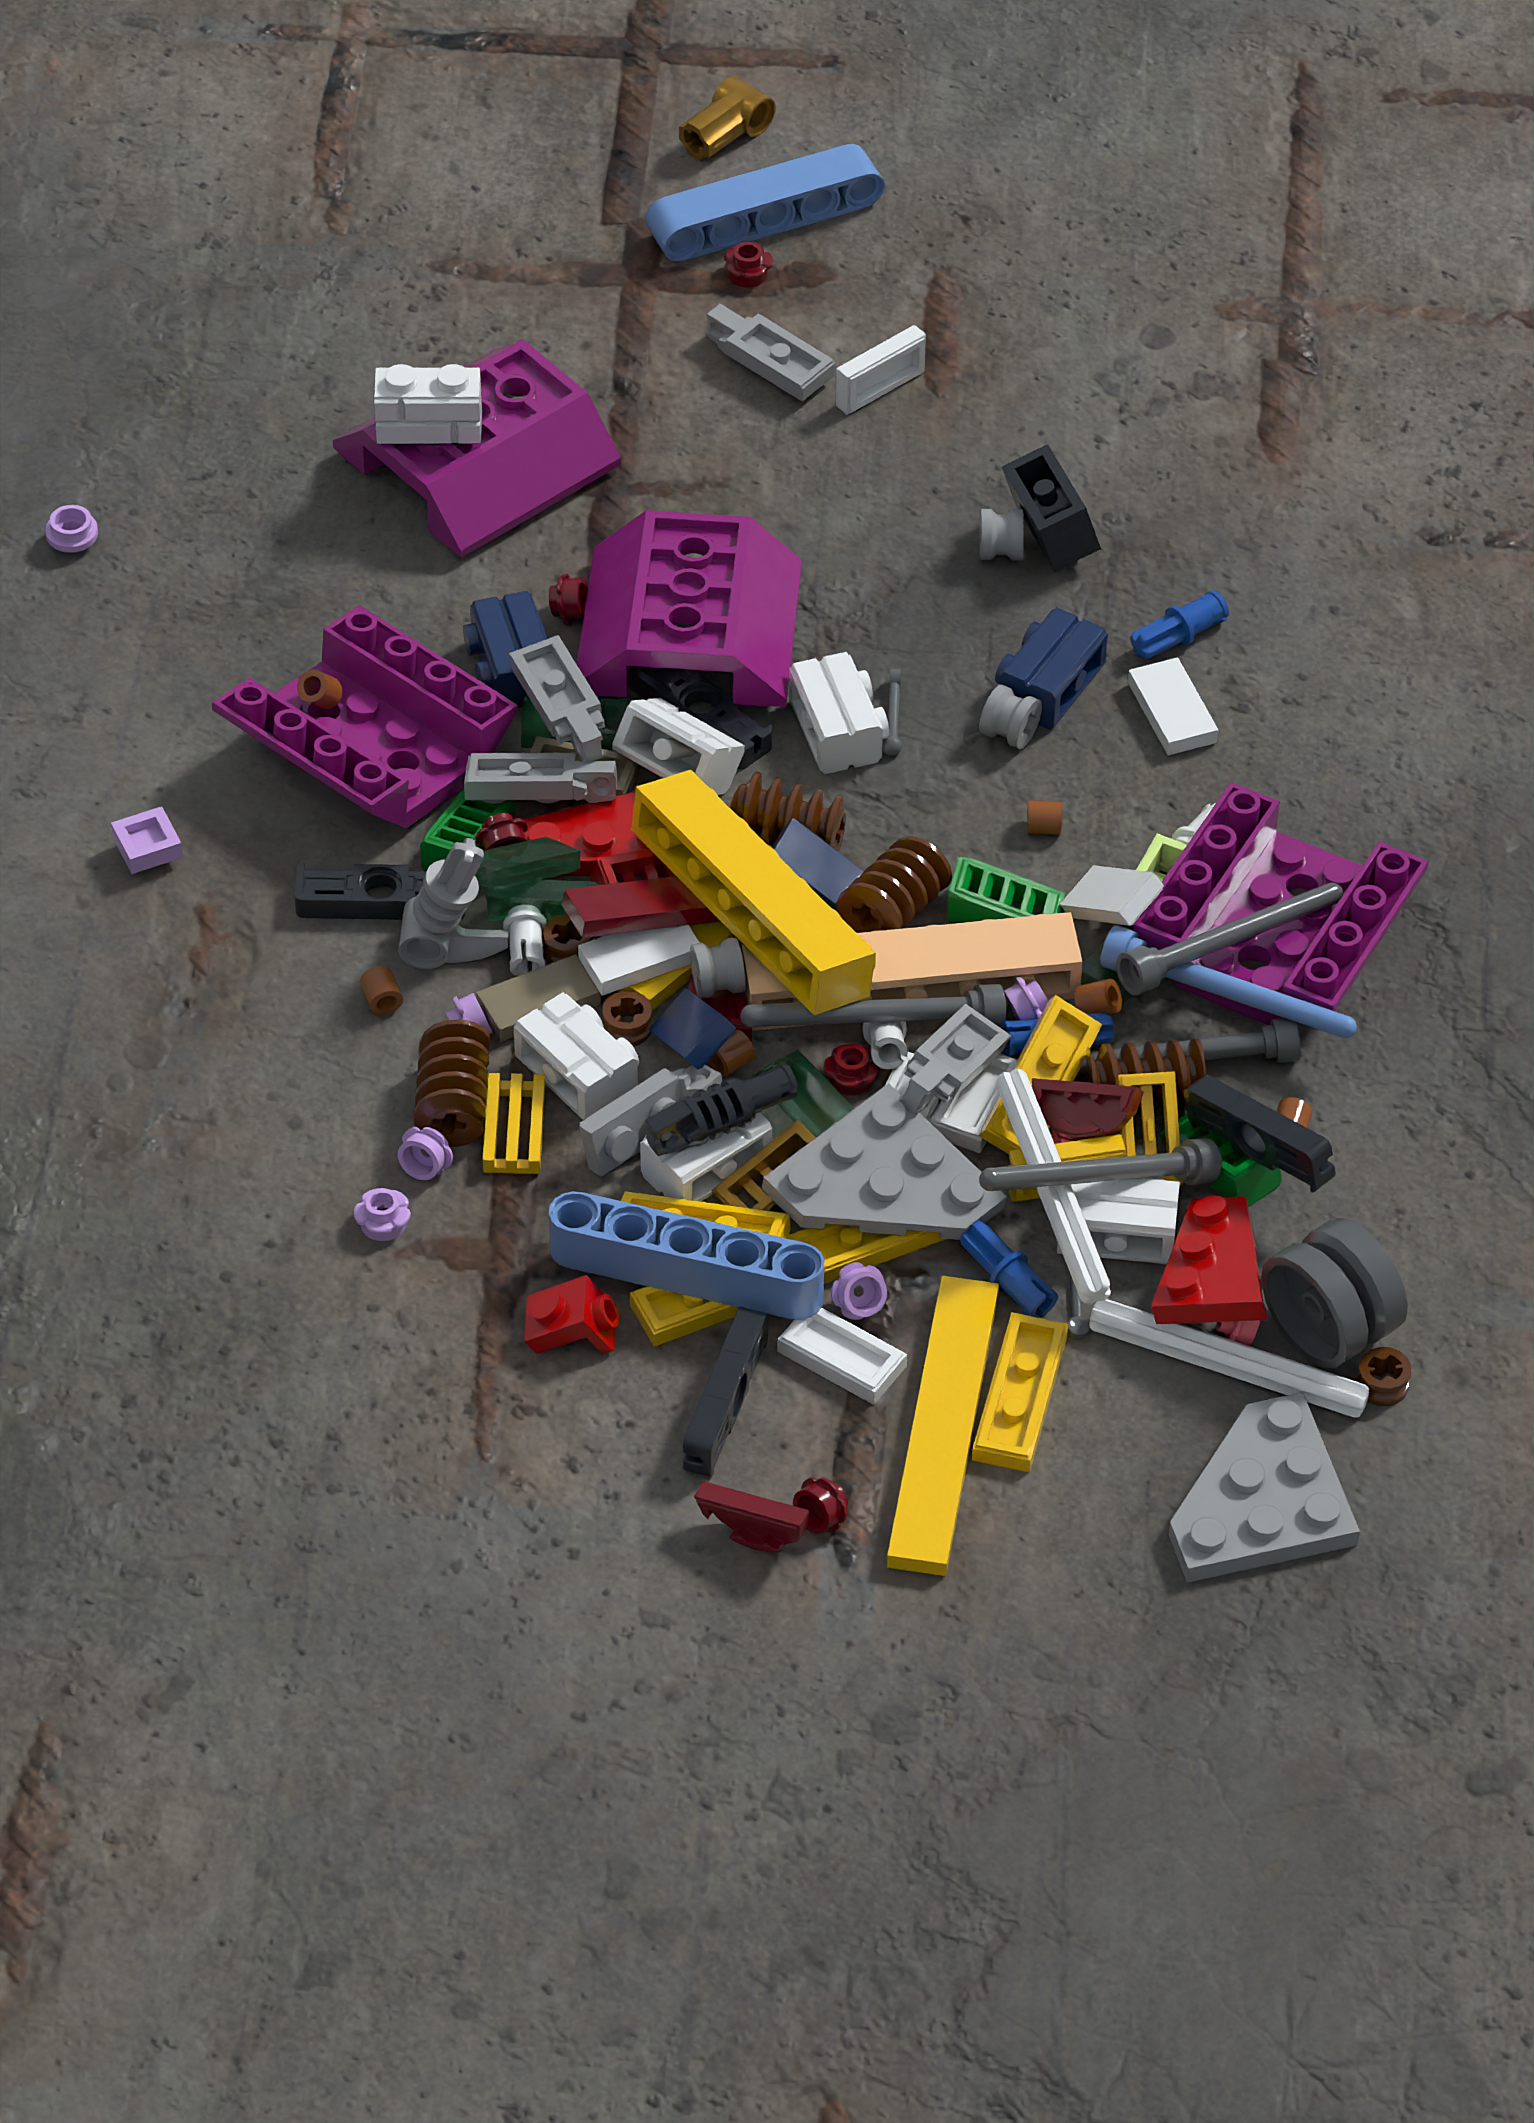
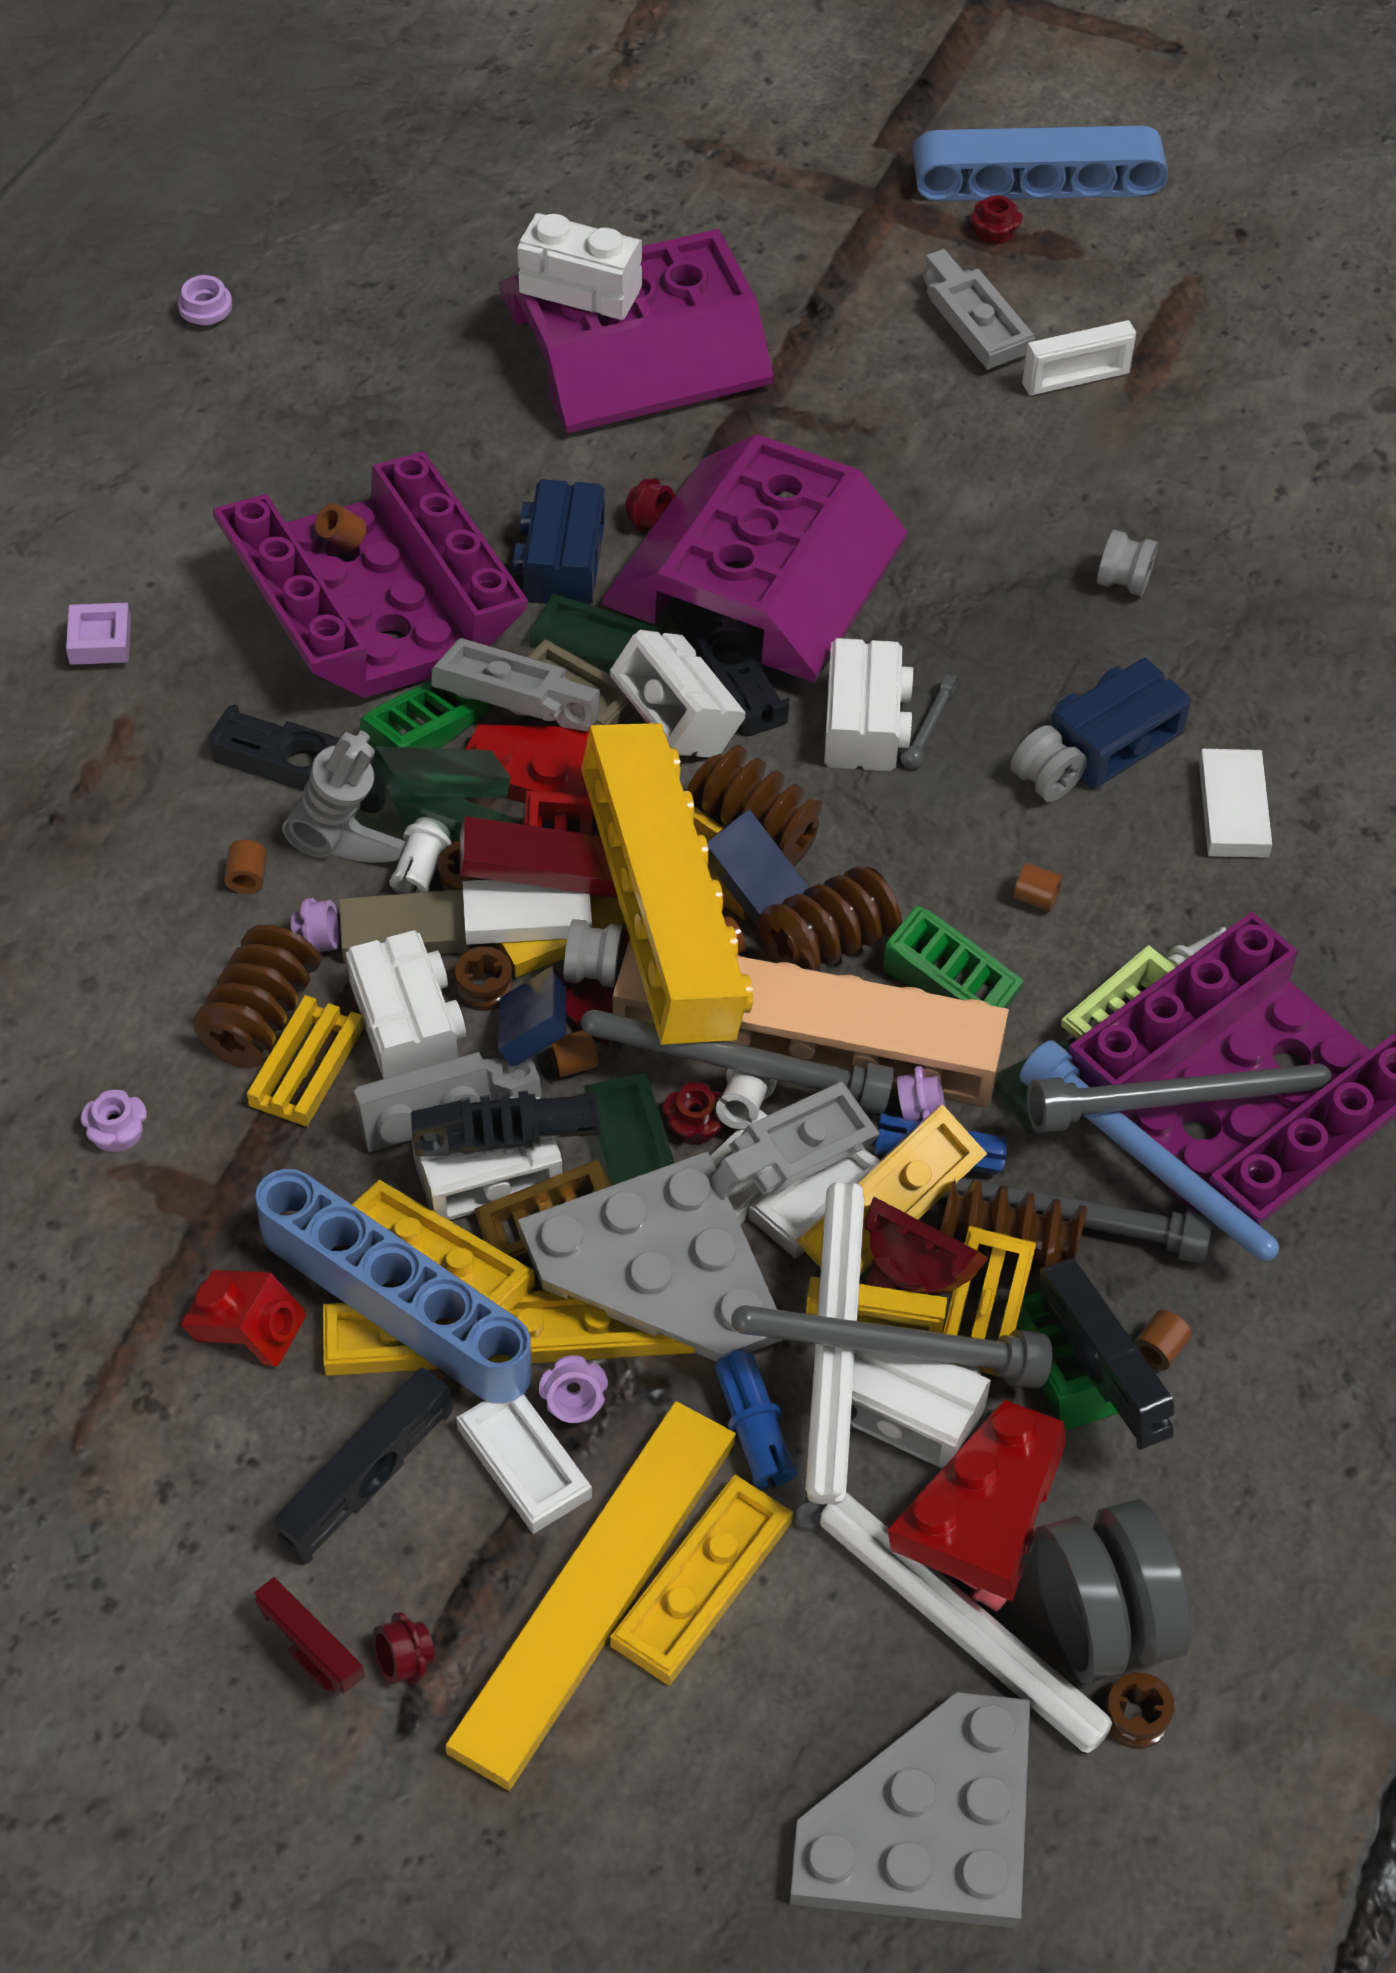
camera: 20 degrees right, 5 degrees up
(424, 1153) = (191, 1065): lavender plate -> none
(501, 831) = (445, 731): dark red plate -> none
(561, 695) = (573, 603): light grey hinge -> none
(733, 111) = (1050, 68): pearl gold piece -> none
(1051, 507) = (1189, 549): black brick -> none
(1098, 997) = (1002, 1118): dark orange piece -> none
(1112, 895) = (1065, 1003): white tile -> none
(1180, 625) = (1279, 715): blue axle -> none

